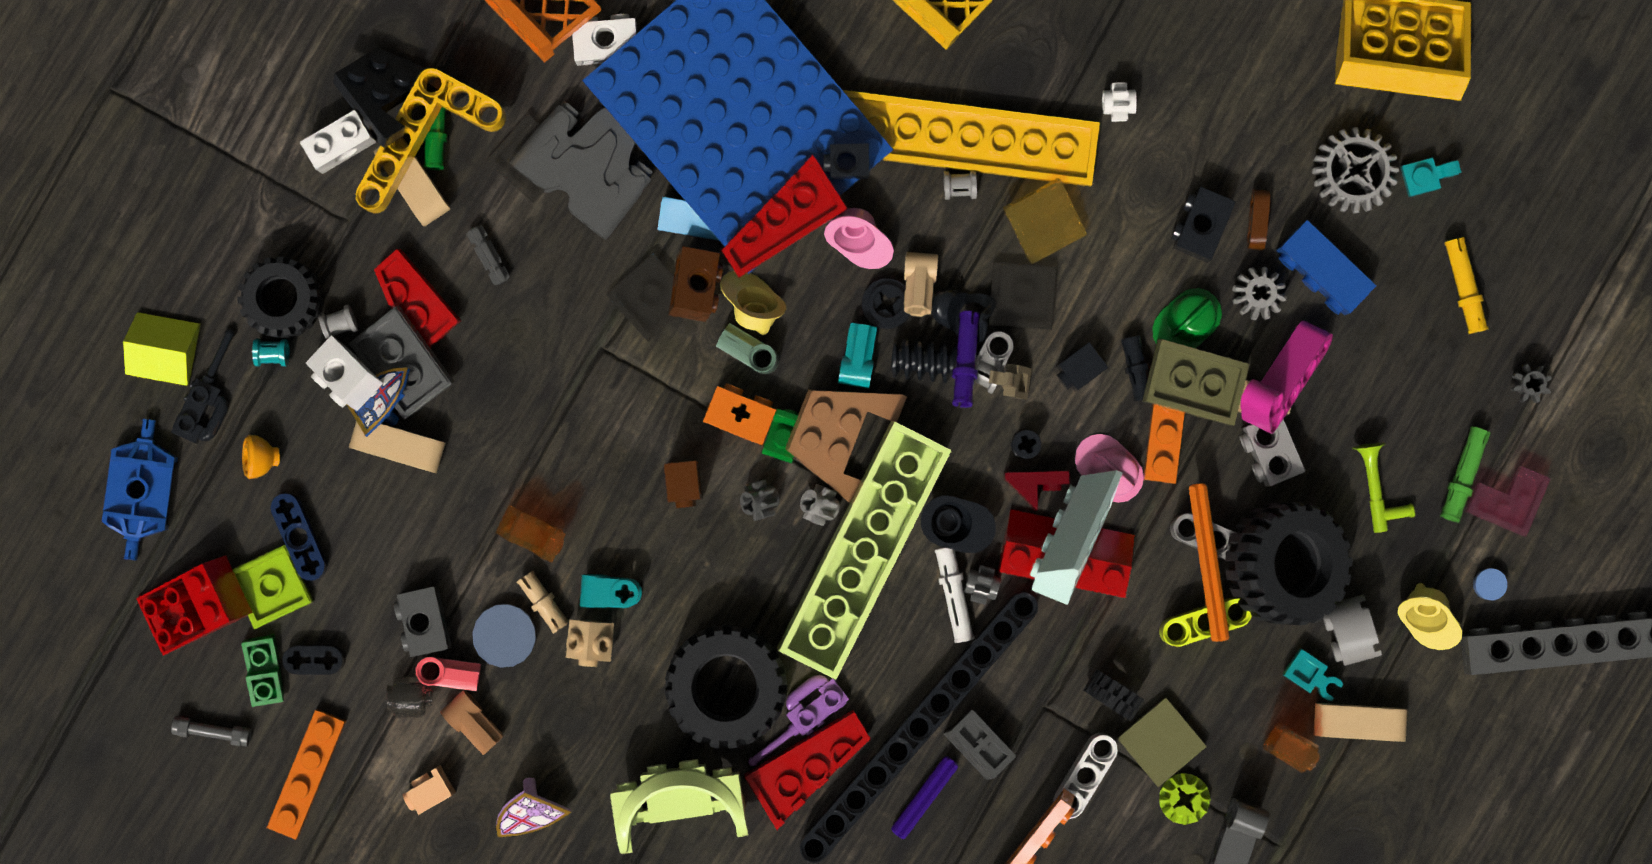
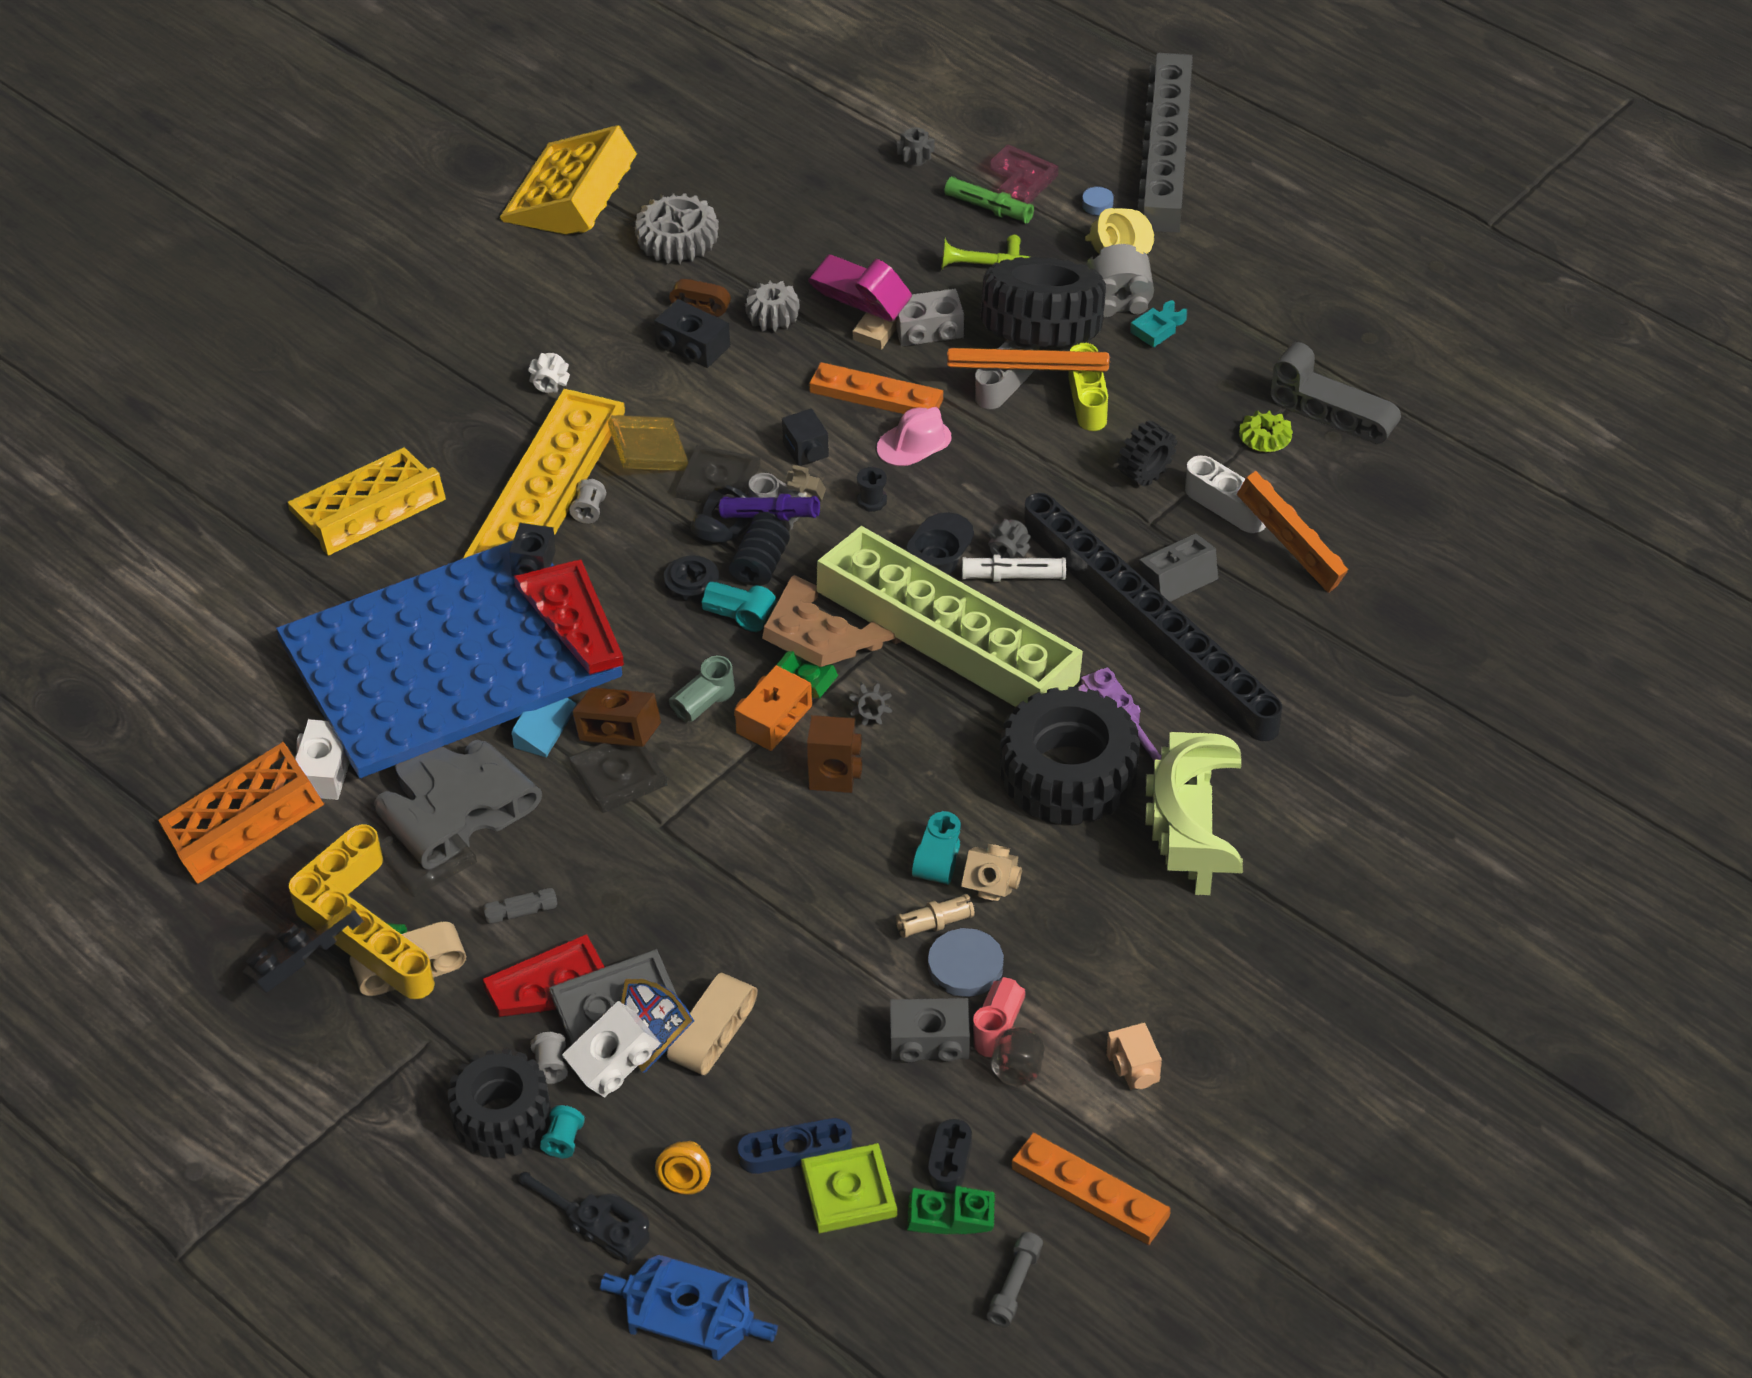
camera: 80 degrees left, 40 degrees down
(160, 348) = (521, 1251): neon yellow slope -> none
(194, 605) = (852, 1269): red slope -> none
(338, 142) = (336, 1018): white brick -> none
(467, 716) = (1054, 1008): medium nougat piece -> none
(528, 812) = (1177, 961): shield -> none
(531, 533) = (857, 907): clear orange brick -> none
(753, 301) = (662, 676): light yellow piece -> none
(800, 770) = (1163, 700): red wing -> none
(819, 505) = (882, 661): light grey gear -> none
(859, 239) = (619, 578): bright pink piece -> none
(919, 275) = (670, 541): tan piece -> none
(924, 797) = (1227, 625): dark purple axle -> none
(1026, 483) = (916, 490): dark red slope -> none
(1075, 535) = (975, 432): light aqua slope -> none
(1105, 570) = (999, 473): red slope -> none
(1136, 365) = (796, 401): black pin -> none
(1161, 742) = (1207, 435): olive tile -> none
(1188, 318) = (783, 363): green piece -> none
(1195, 382) = (845, 351): olive plate -> none
(1292, 748) = (1227, 334): clear orange brick -> none
(1325, 269) = (763, 258): blue brick -> none
(1360, 722) = (1212, 297): tan beam -> none
(1424, 176) = (699, 185): teal plate -> none
(1466, 286) = (806, 176): yellow pin -> none

